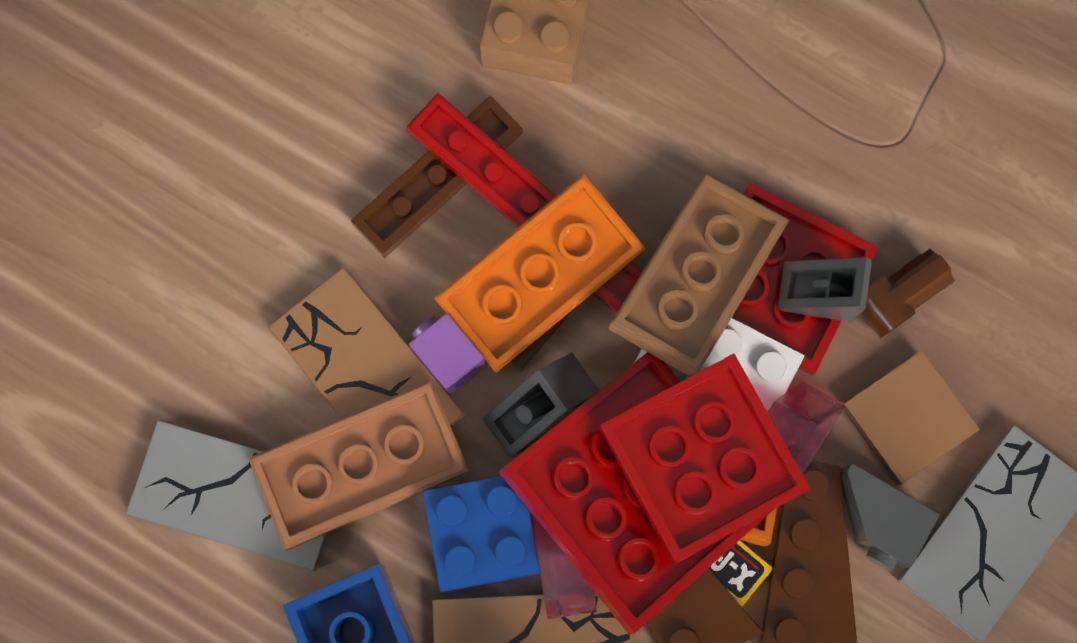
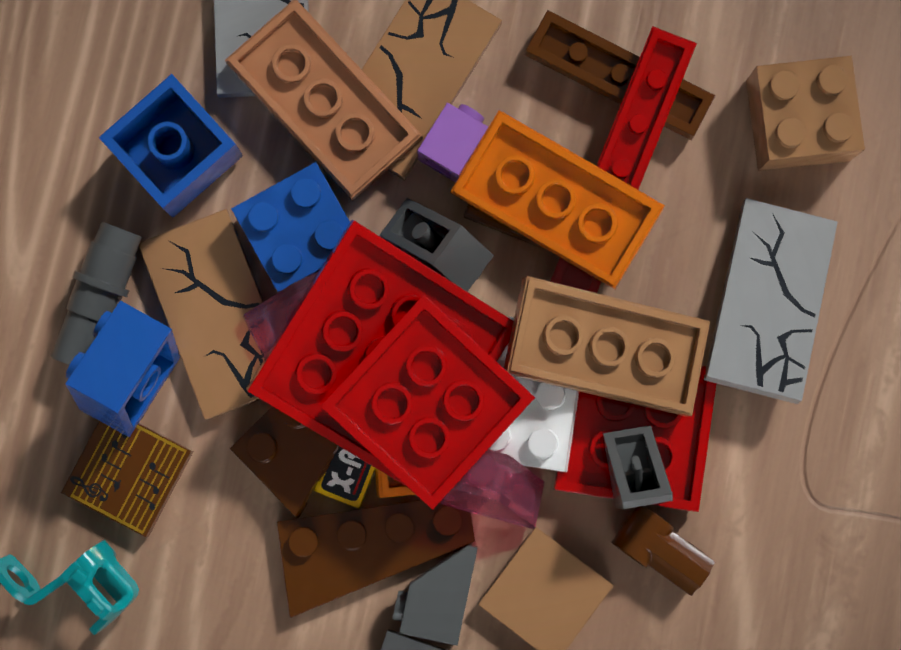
camera: 70 degrees right, 5 degrees up
(702, 113) = (771, 301): none -> light grey tile

